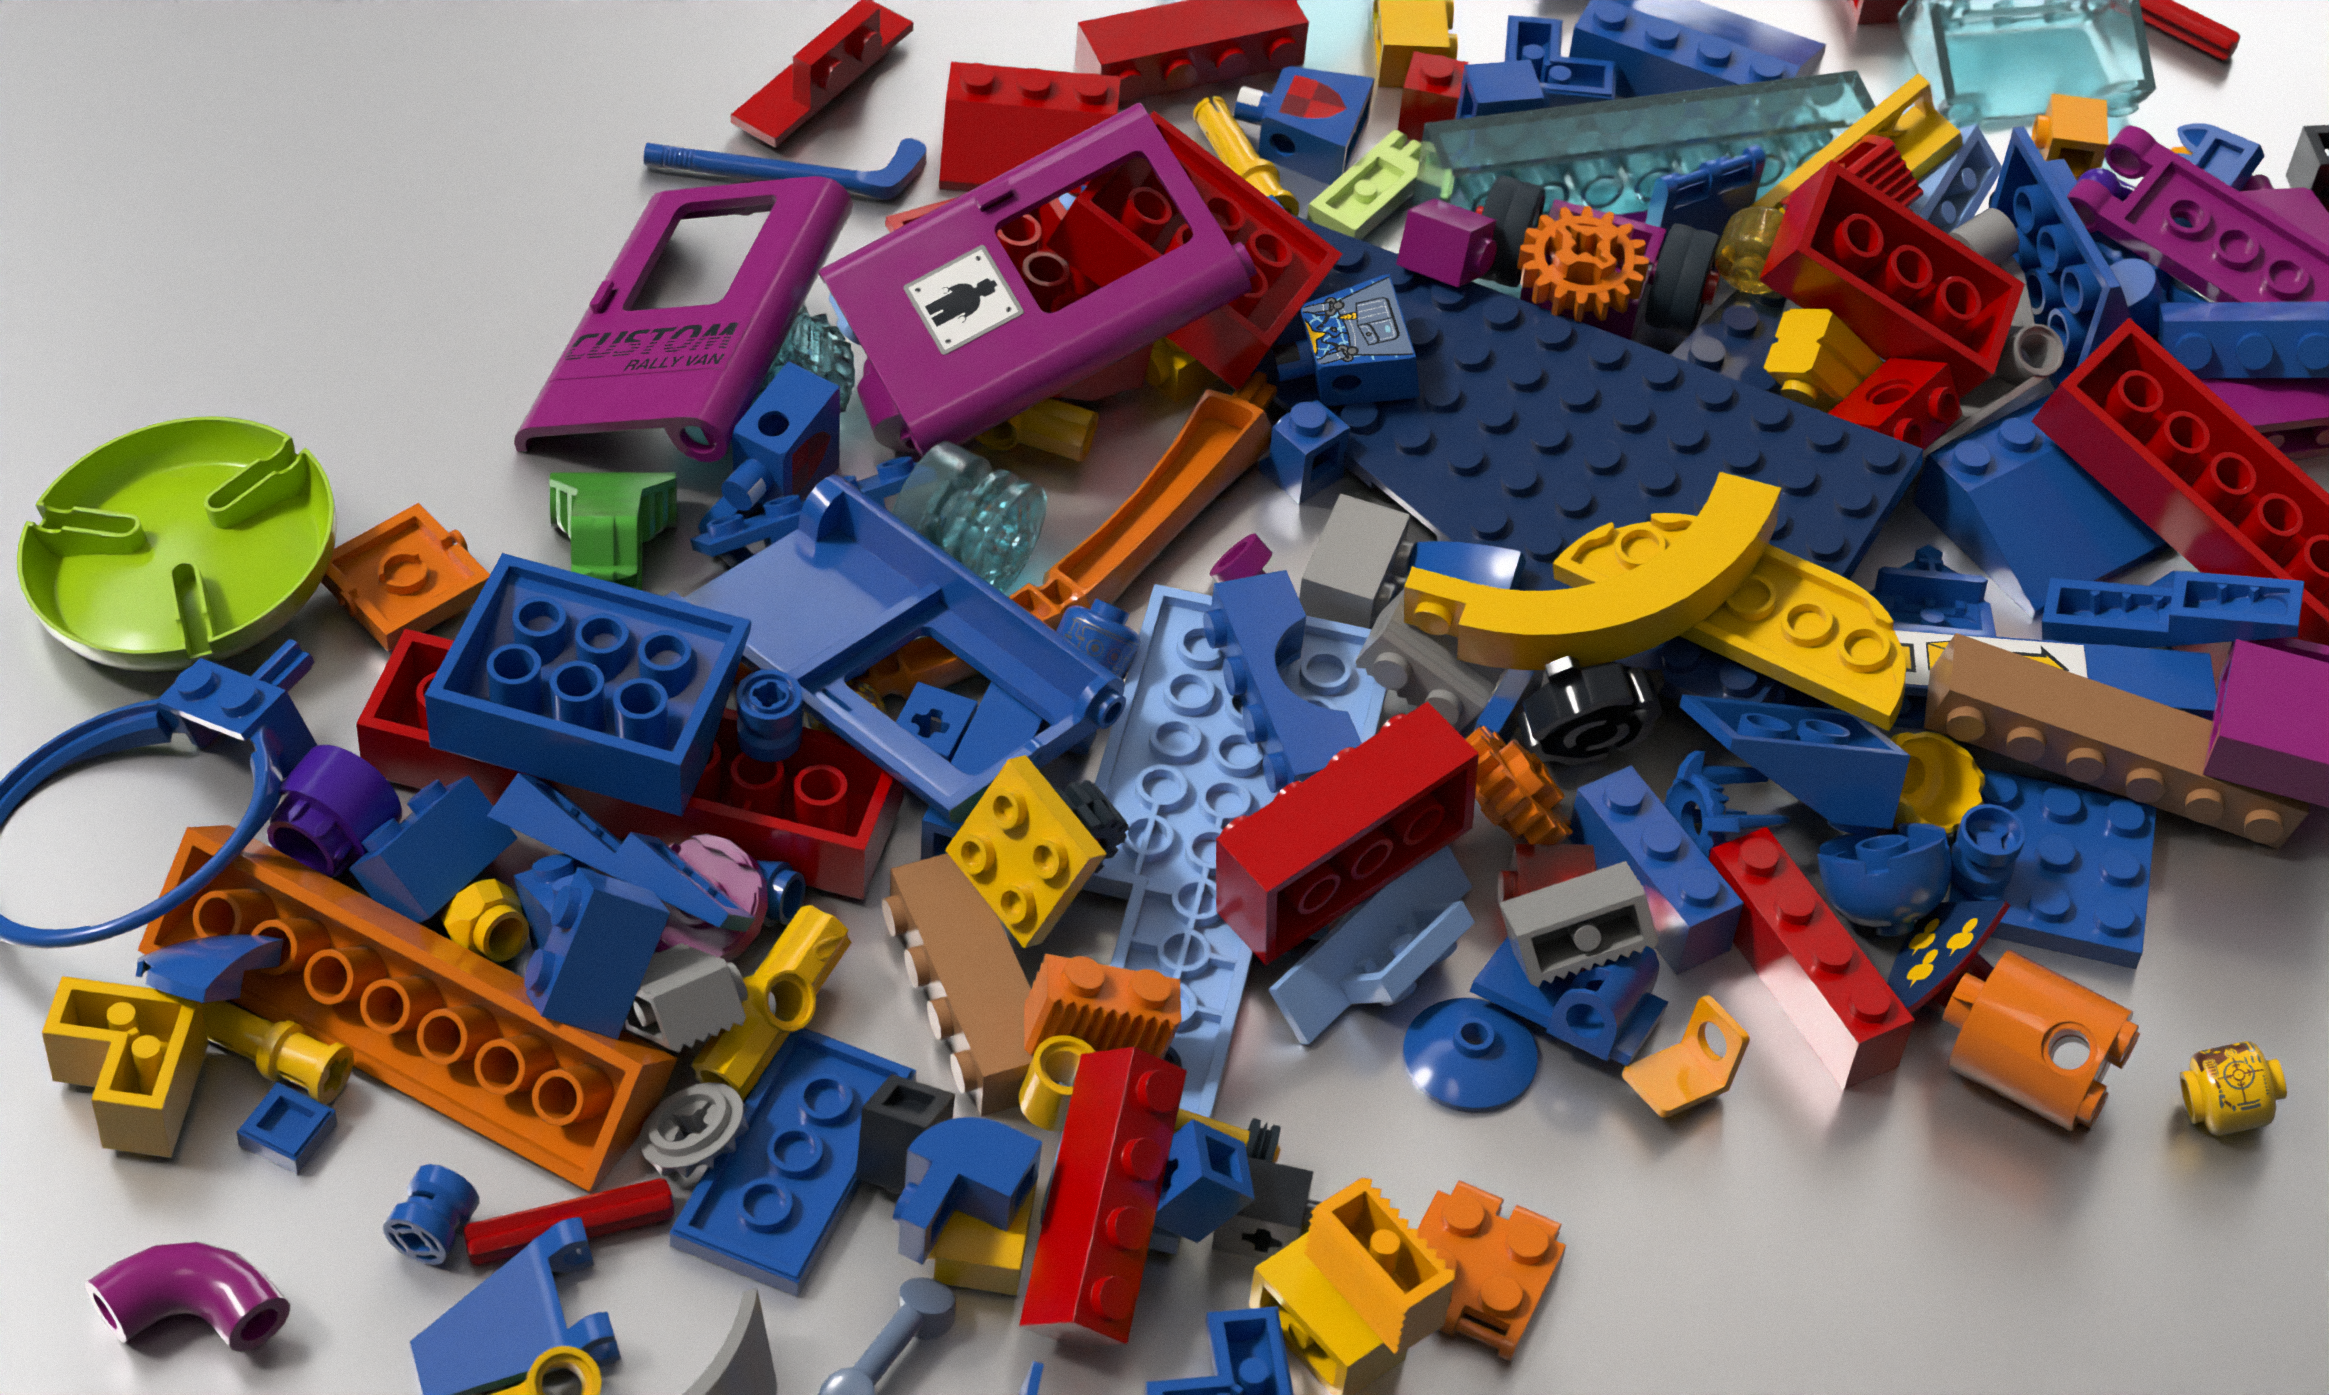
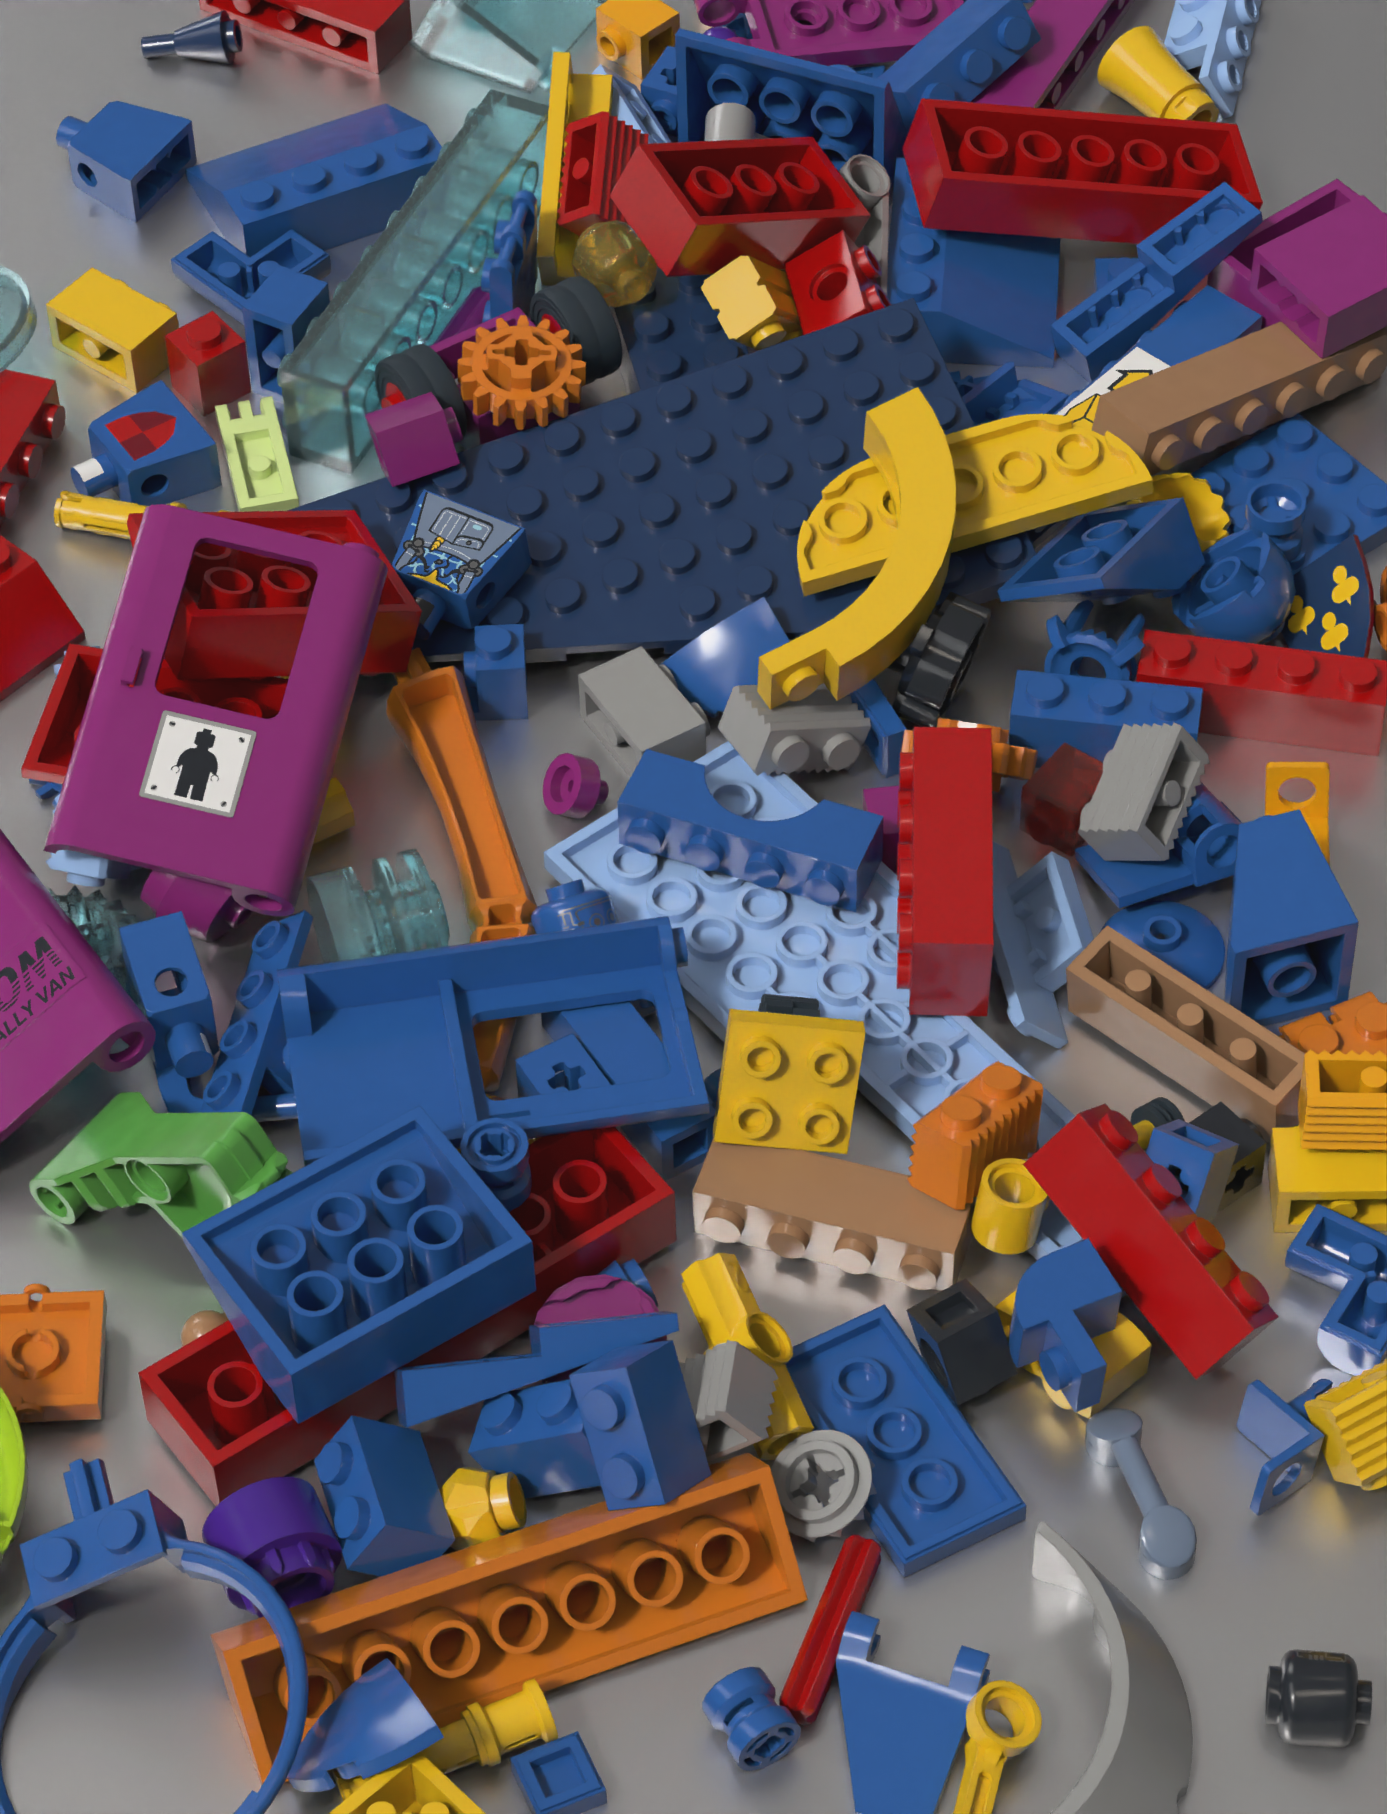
camera: 45 degrees left, 0 degrees up
(1371, 1086) = (1185, 1031): none -> medium nougat brick
(1537, 1103) = (1286, 924): none -> blue slope

